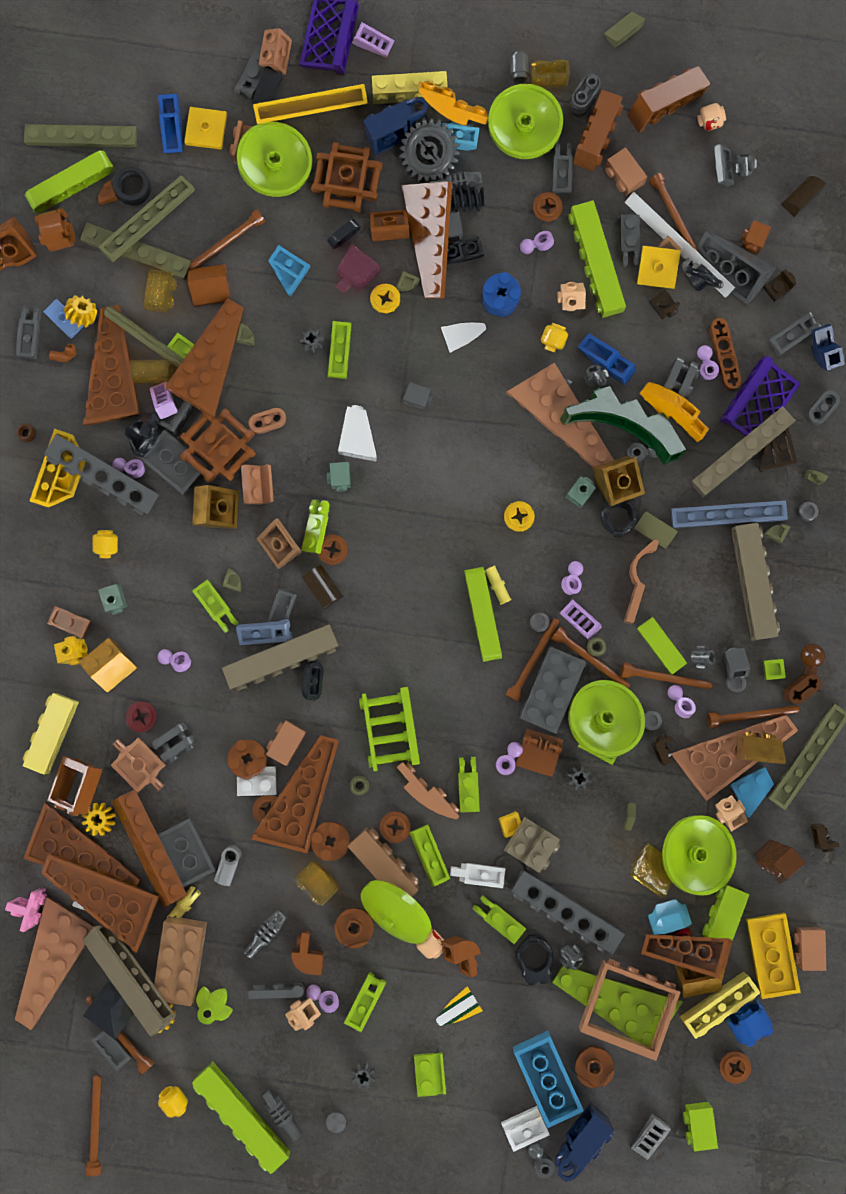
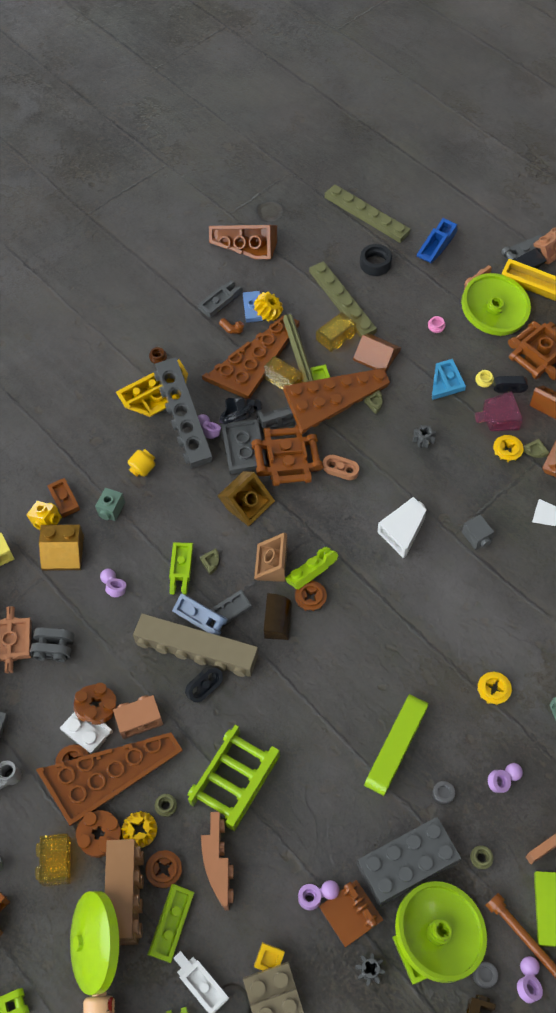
camera: 40 degrees right, 25 degrees down
(55, 230) = (297, 249): dark orange brick -> none
(69, 181) = (334, 231): lime beam -> none
(107, 194) = (353, 255): dark orange tile -> none
(138, 725) = (43, 599): dark red gear -> none
(146, 218) = (368, 282): olive plate -> none
(163, 402) = (273, 400): lavender slope -> none
(205, 128) = (460, 260): yellow plate -> none
(237, 217) = (436, 324): none -> bright pink plate
(254, 220) = (449, 333): dark orange piece -> none
(257, 484) = (292, 503): nougat bracket -> none
(318, 244) = (484, 378): none -> light yellow plate
(339, 350) = (440, 459): lime tile -> none
(339, 476) = (364, 544): sand green brick -> none
(348, 937) = (35, 937): dark orange plate -> none
(361, 808) = (149, 827): none -> yellow gear
(468, 787) = (259, 890): lime hinge -> none
(497, 585) = (429, 730): light yellow pin -> none
(515, 691) = (373, 836): dark orange piece -> none
(561, 637) = (454, 819): dark orange piece -> none
(597, 626) = (485, 836): lavender slope -> none

